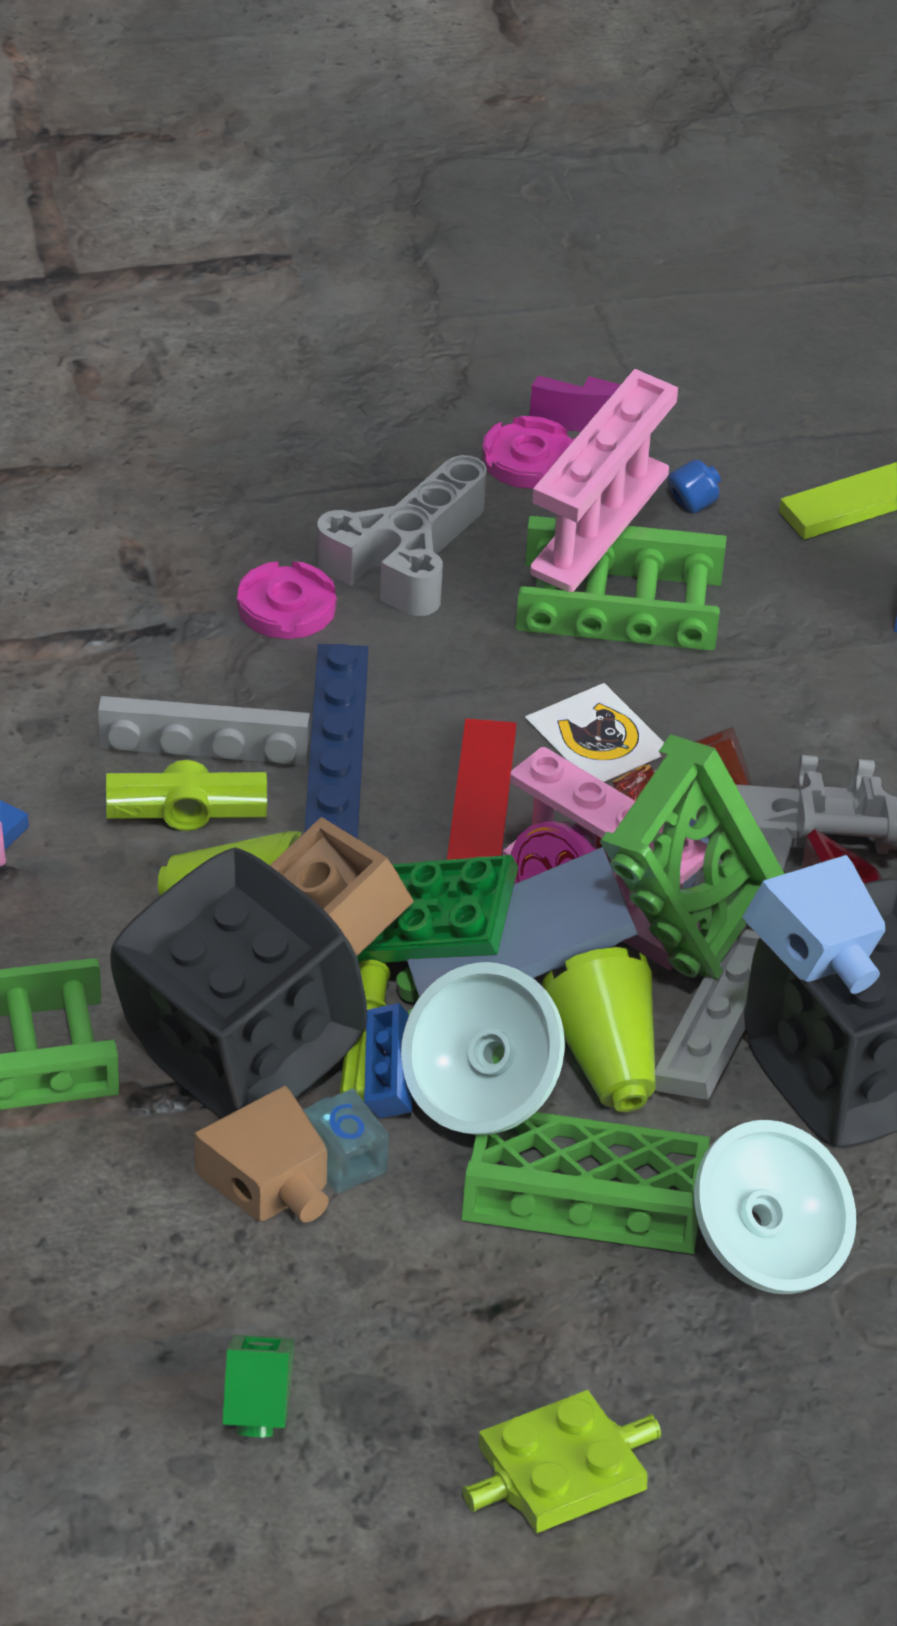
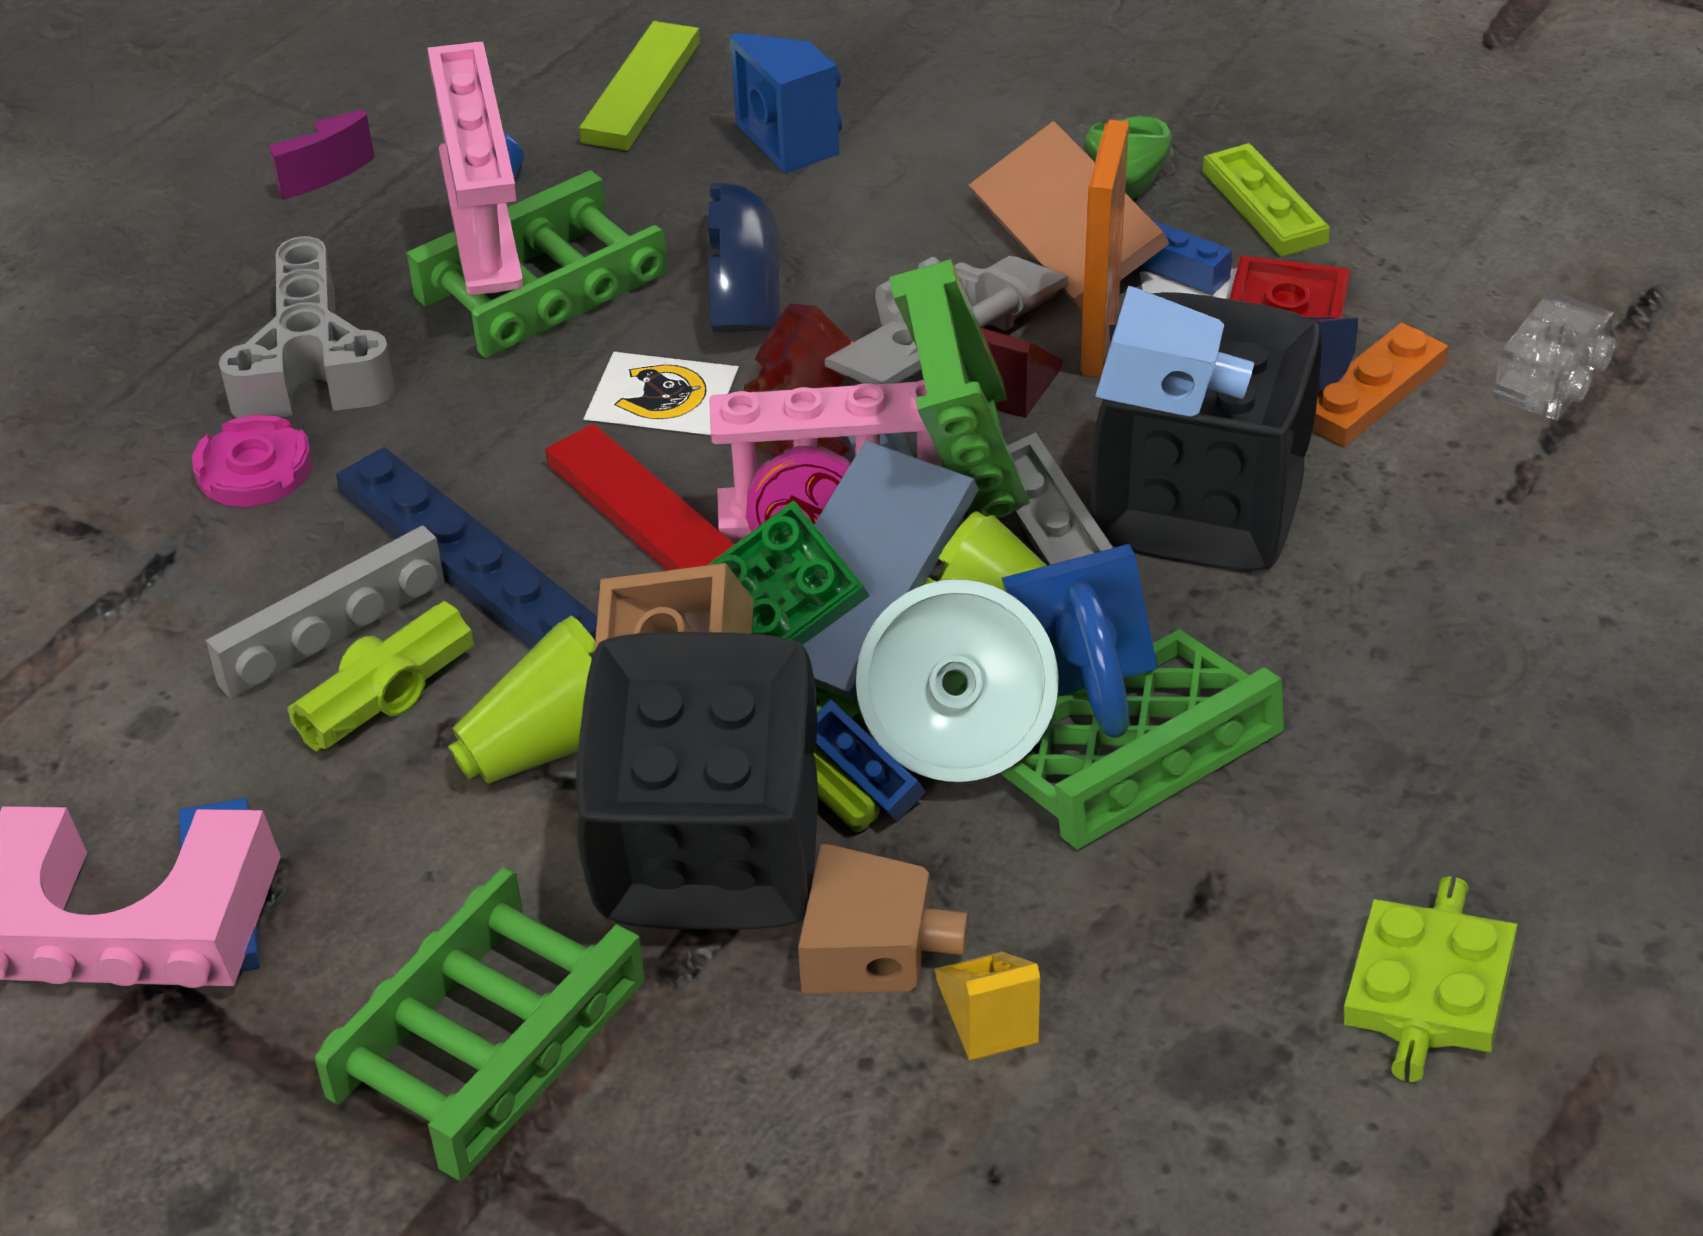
camera: 40 degrees left, 0 degrees up
(257, 1384) = (1125, 1119): green slope -> none
(277, 1257) = (992, 1002): none -> yellow slope
(352, 1139) = (918, 838): clear light blue brick -> none
(524, 450) = (319, 211): dark pink tile -> none
(607, 1078) = (1095, 626): none -> blue tile
(755, 667) = (747, 269): none -> dark blue brick
(795, 1192) = (1323, 636): light aqua dish -> none

